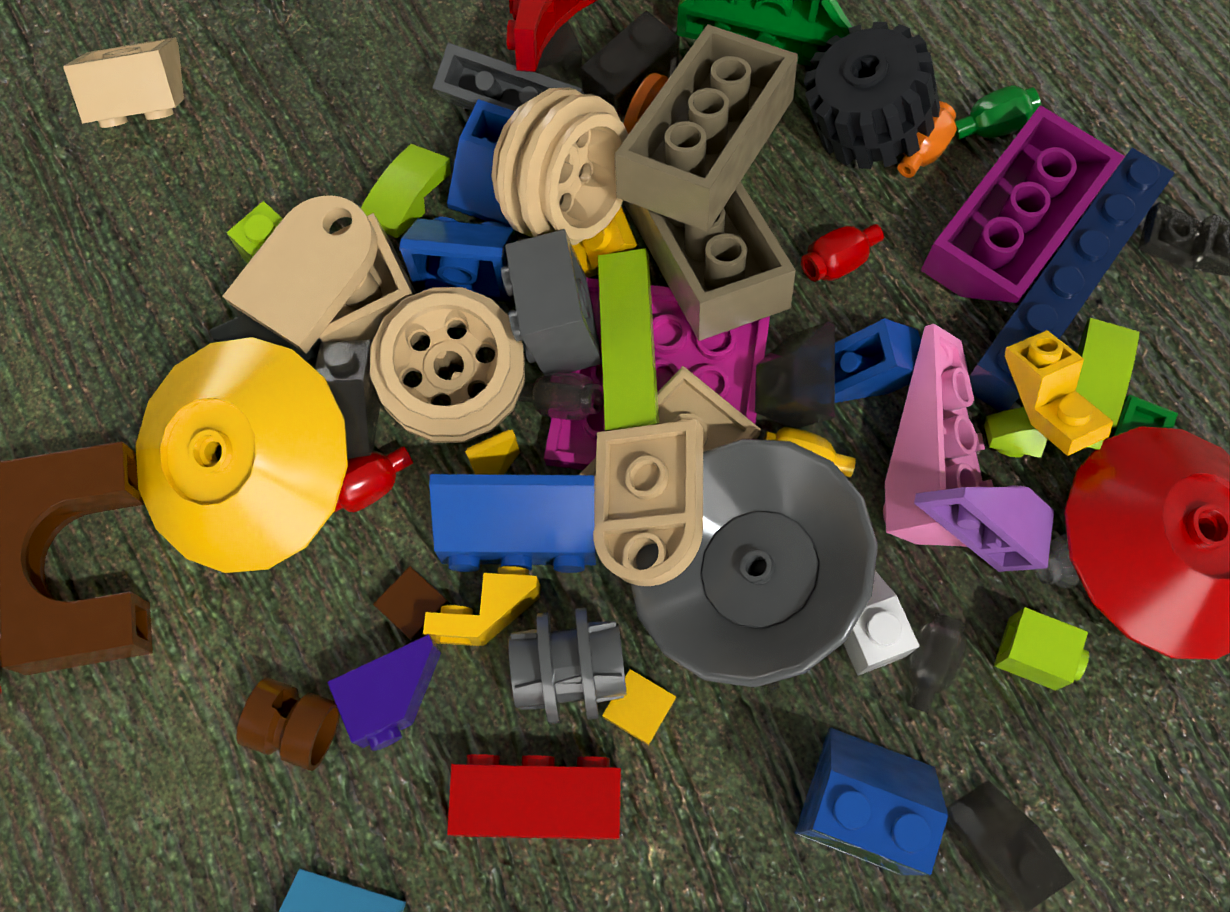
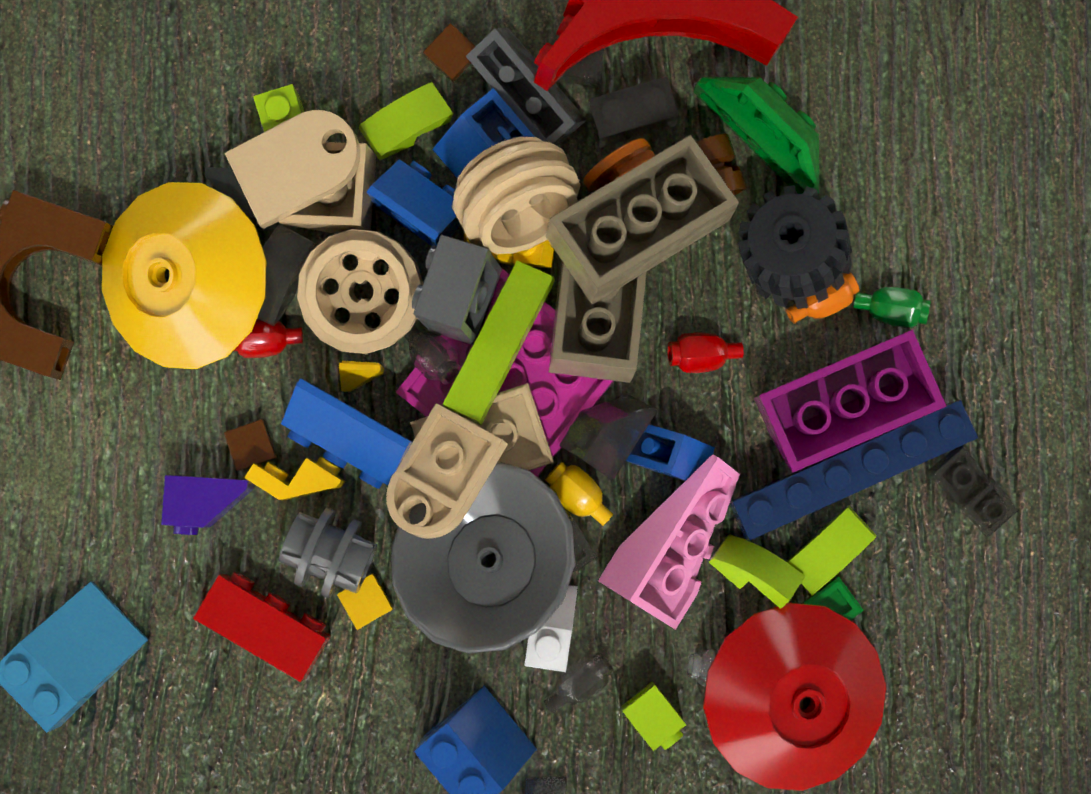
camera: 30 degrees right, 15 degrees up
(284, 722) = (127, 485): reddish brown wheel -> none
(416, 112) = (449, 52): none -> reddish brown tile
(1000, 524) = (673, 617): medium lavender slope -> none
(1047, 382) = (767, 548): yellow slope -> none

